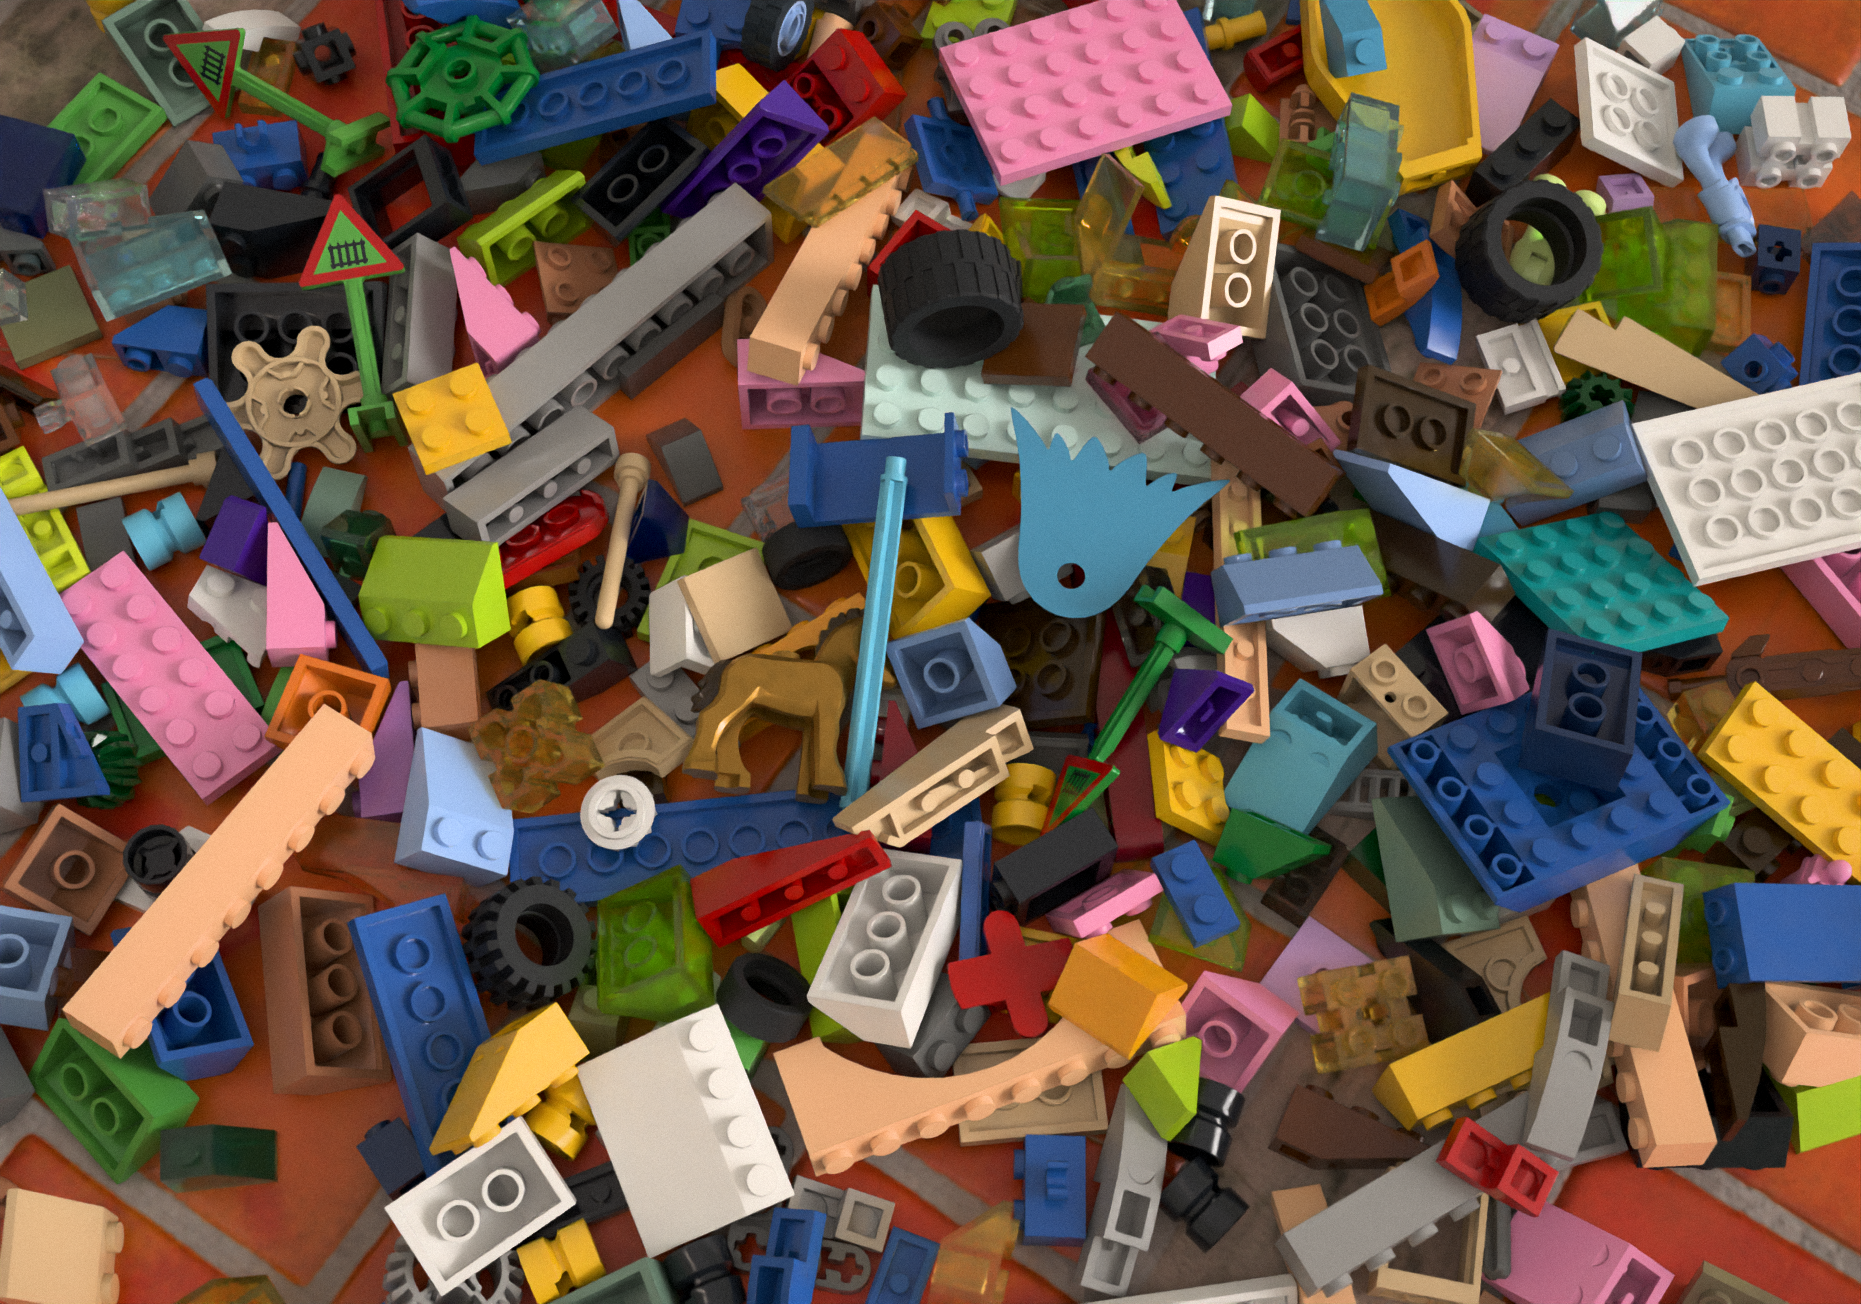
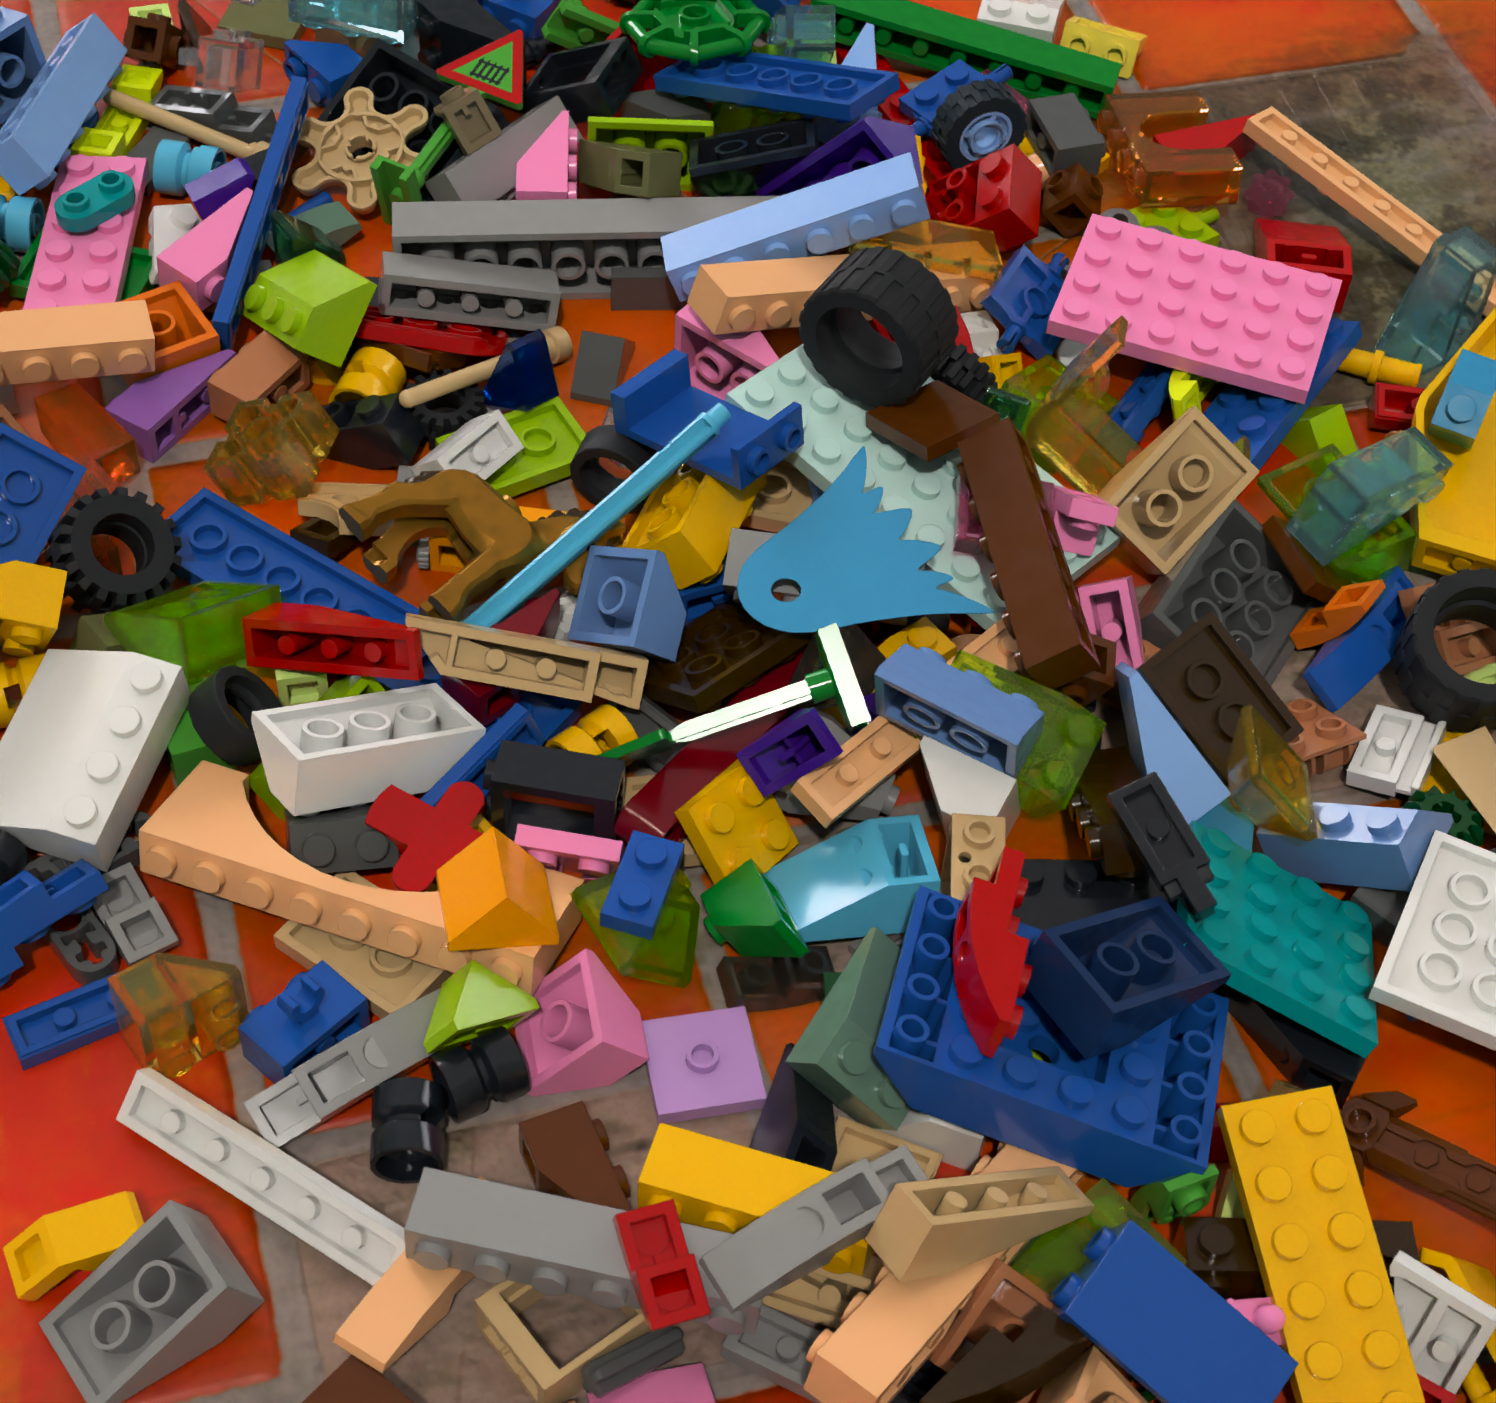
camera: 40 degrees right, 15 degrees down
(144, 628) = (95, 201): none -> teal plate
(375, 314) = (467, 118): none -> dark tan bracket
(452, 418) = (440, 201): yellow plate -> none
(453, 814) = (165, 445): light blue slope -> none
(554, 268) = (629, 169): none -> olive slope
(604, 798) = (282, 516): white gear -> none
(735, 605) = (522, 456): tan slope -> none
(761, 236) = (802, 221): none -> light blue brick
(1338, 1002) = (691, 1062): clear yellow brick -> none
(1478, 663) = (1085, 880): bright pink slope -> none
(1503, 775) = (991, 955): none -> red slope
(1525, 588) = (1165, 843): none -> black hinge

